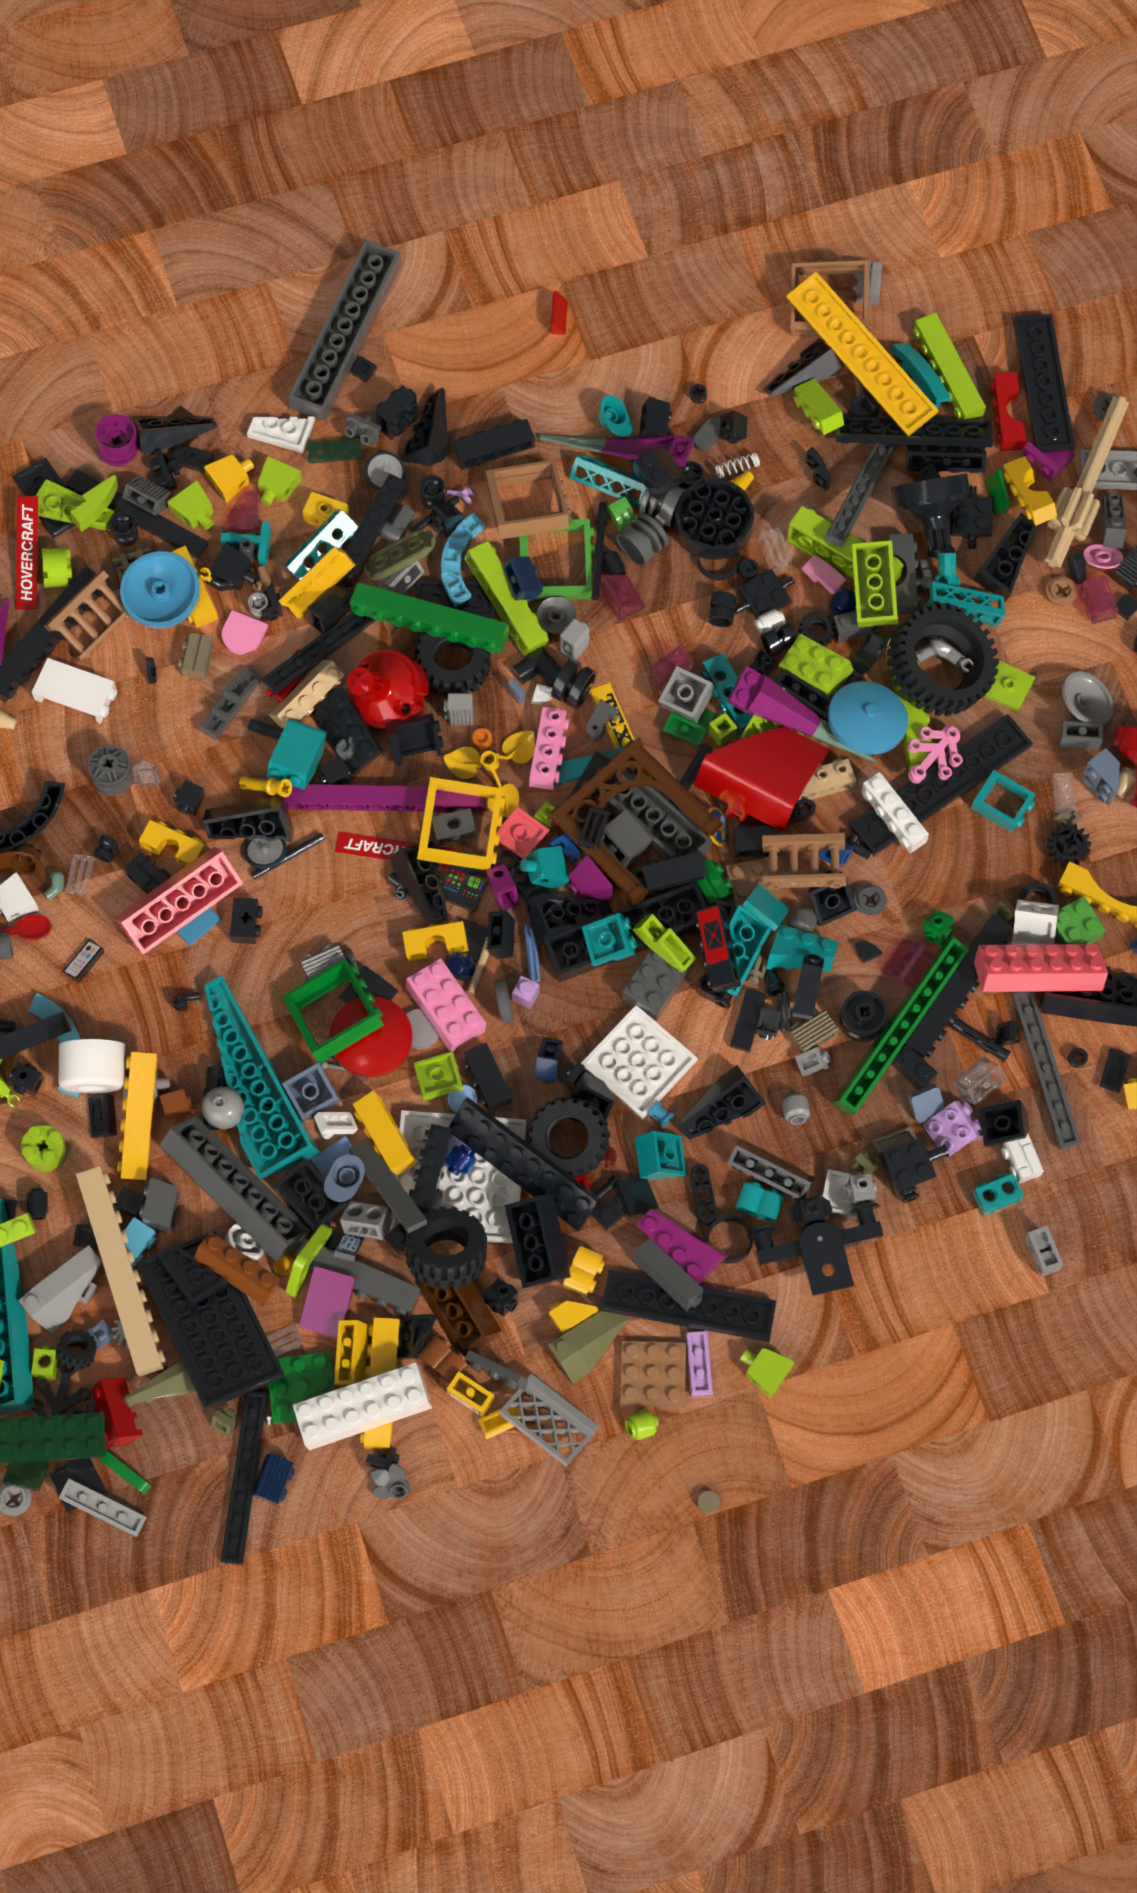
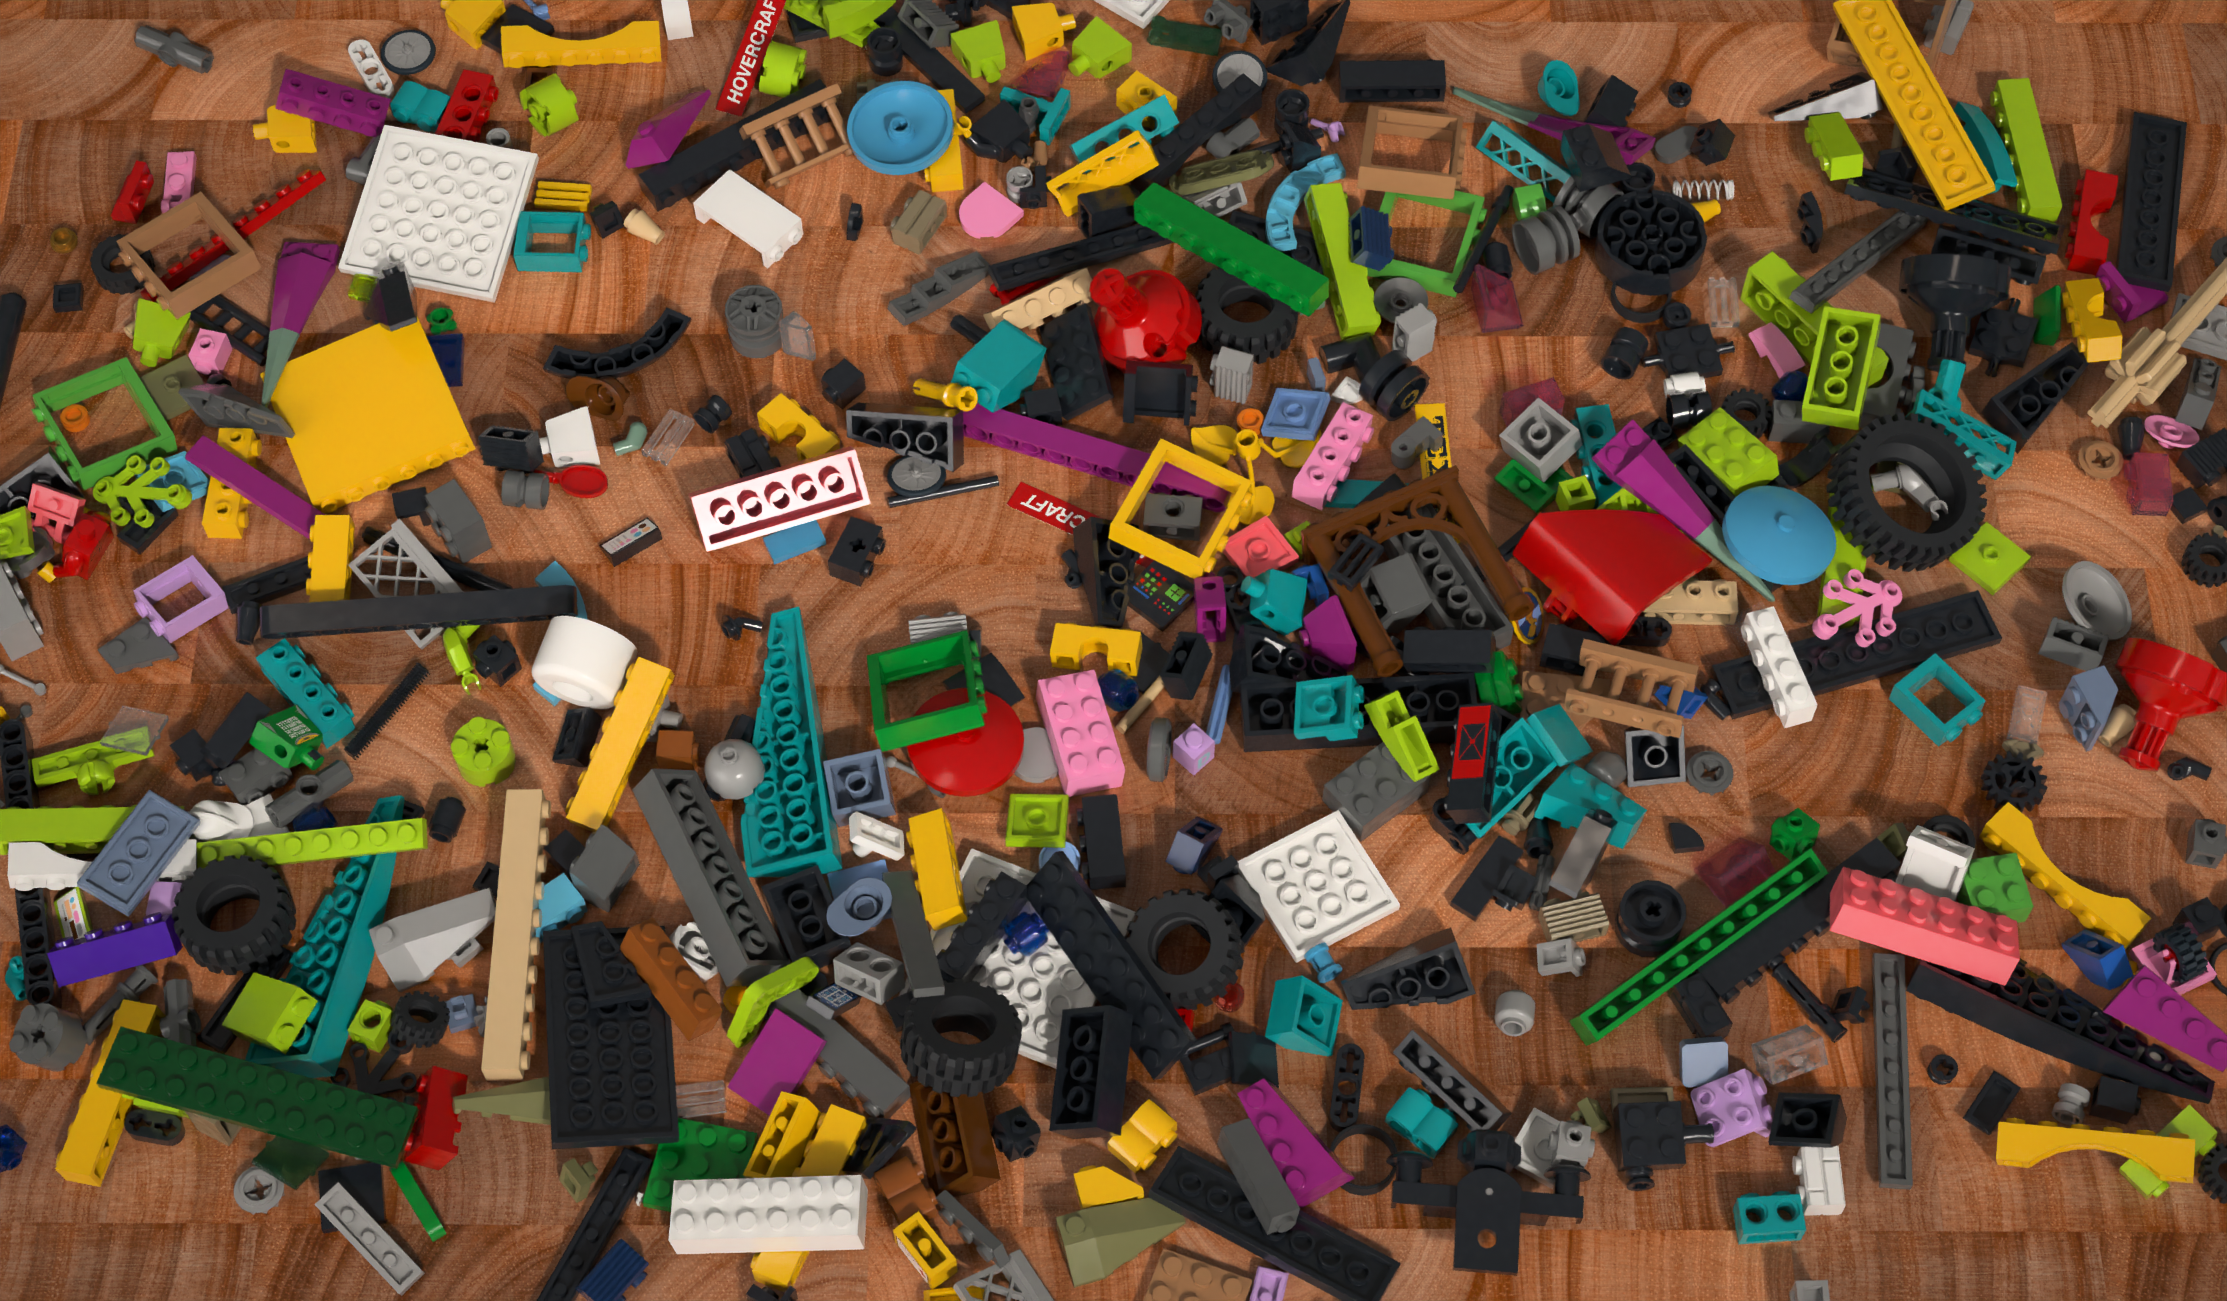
camera: 20 degrees right, 10 degrees down
(512, 724) = (1295, 414): none -> medium blue tile

